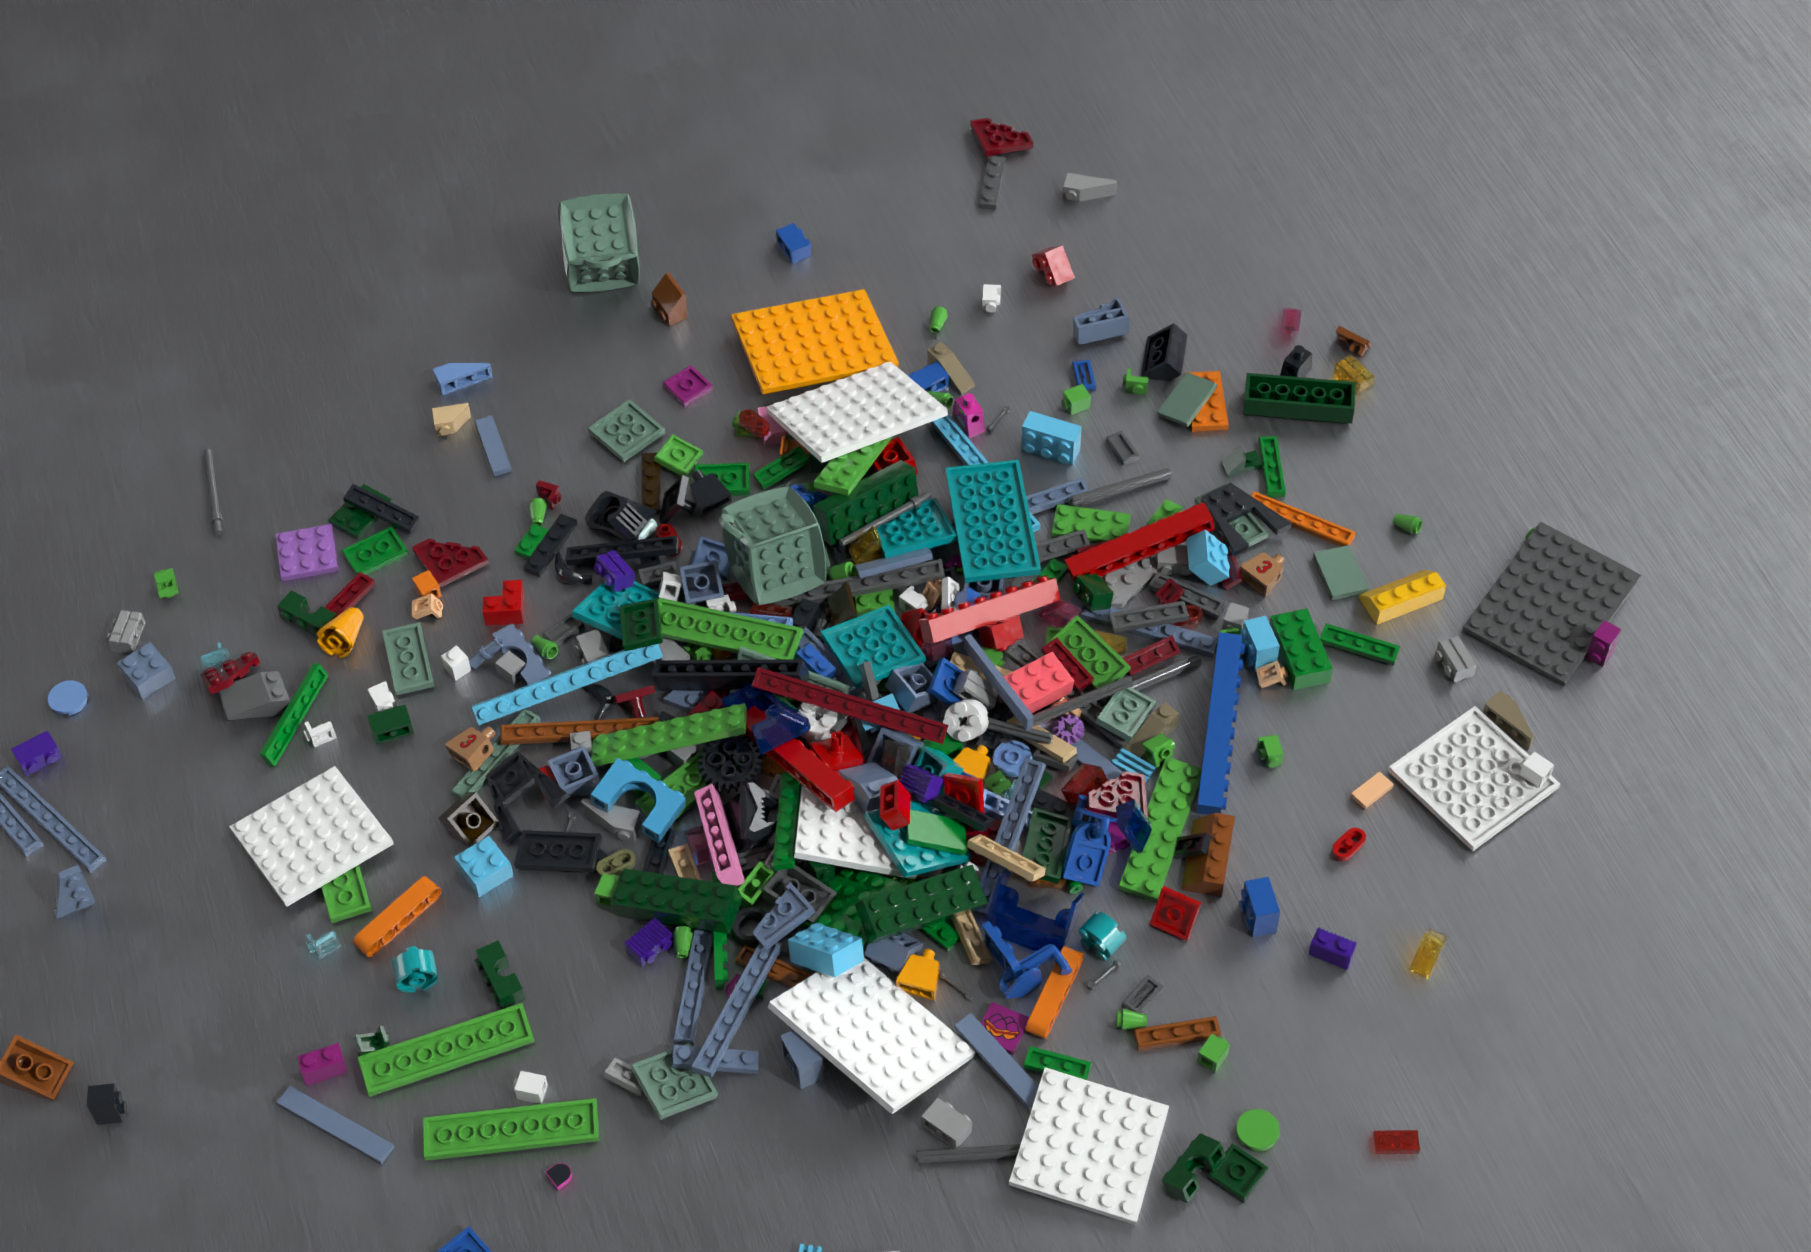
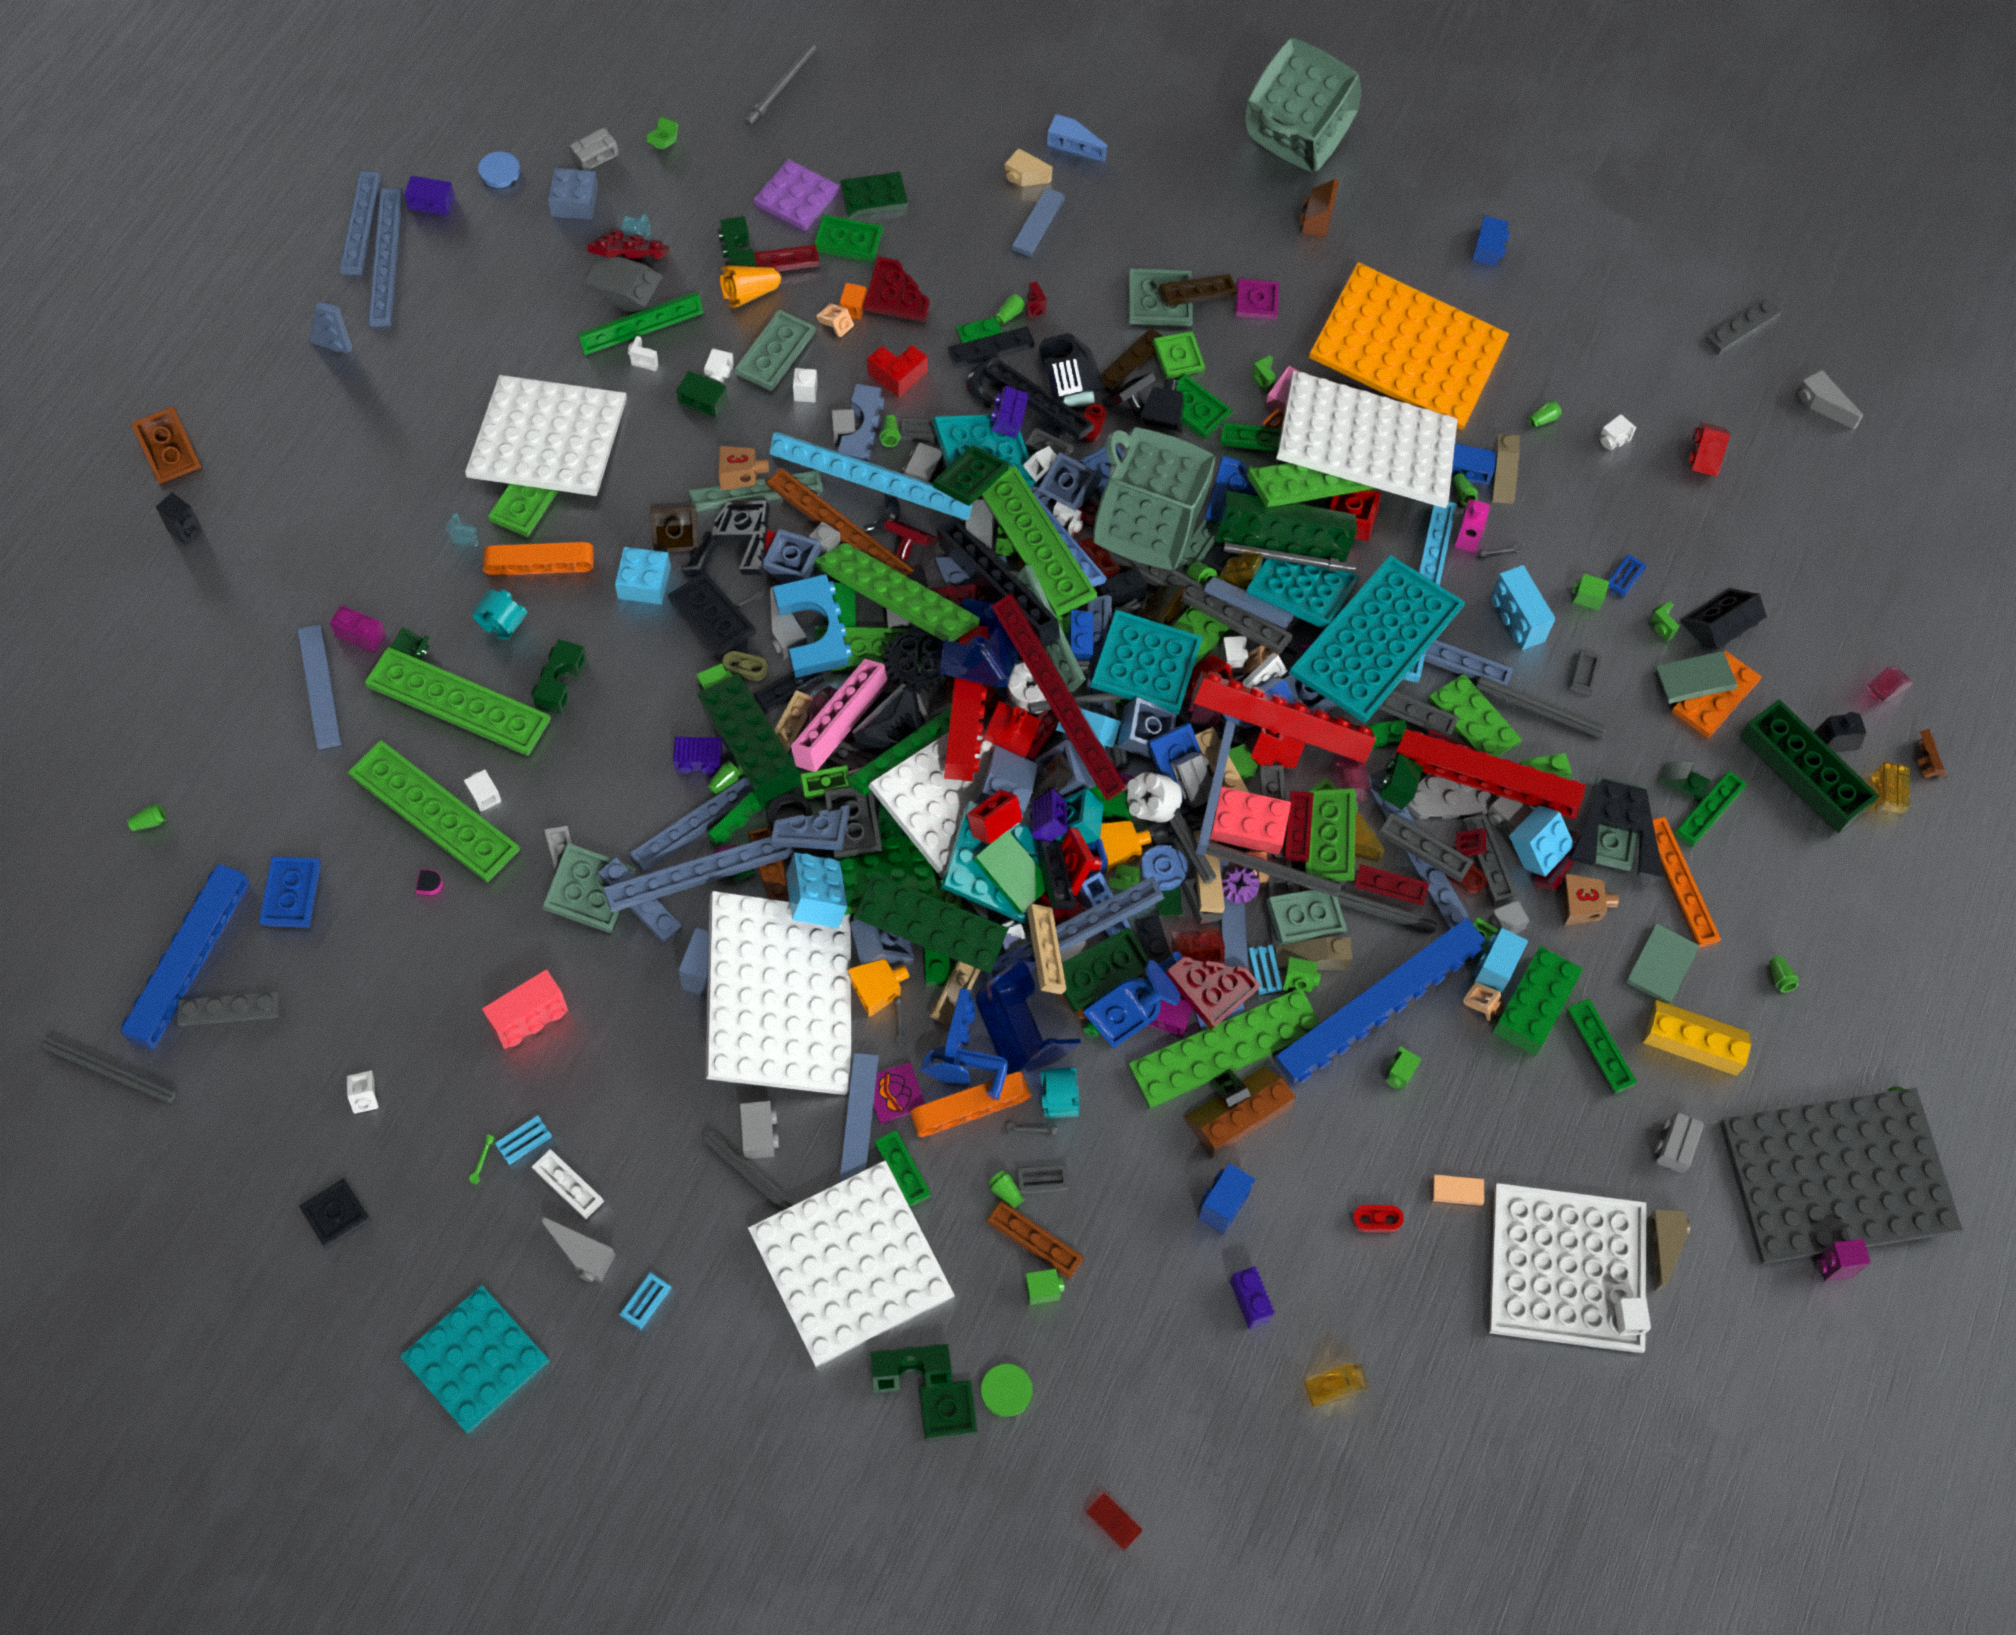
camera: 40 degrees right, 10 degrees up
(380, 508) = (886, 203): black plate -> none
(486, 652) = (835, 395): sand blue pin -> none
(648, 406) = (1197, 290): none -> dark brown plate
(722, 1187) = (525, 1009): none -> coral brick
(751, 420) = (1269, 375): clear red plate -> none
(868, 681) = (1101, 689): dark grey tile -> none
(999, 138) = (1796, 288): dark red plate -> none
(1102, 323) = (1694, 539): sand blue wedge -> none
(1133, 824) = (1199, 1018): clear blue tile -> none
(1175, 913) = (1146, 1133): red tile -> none

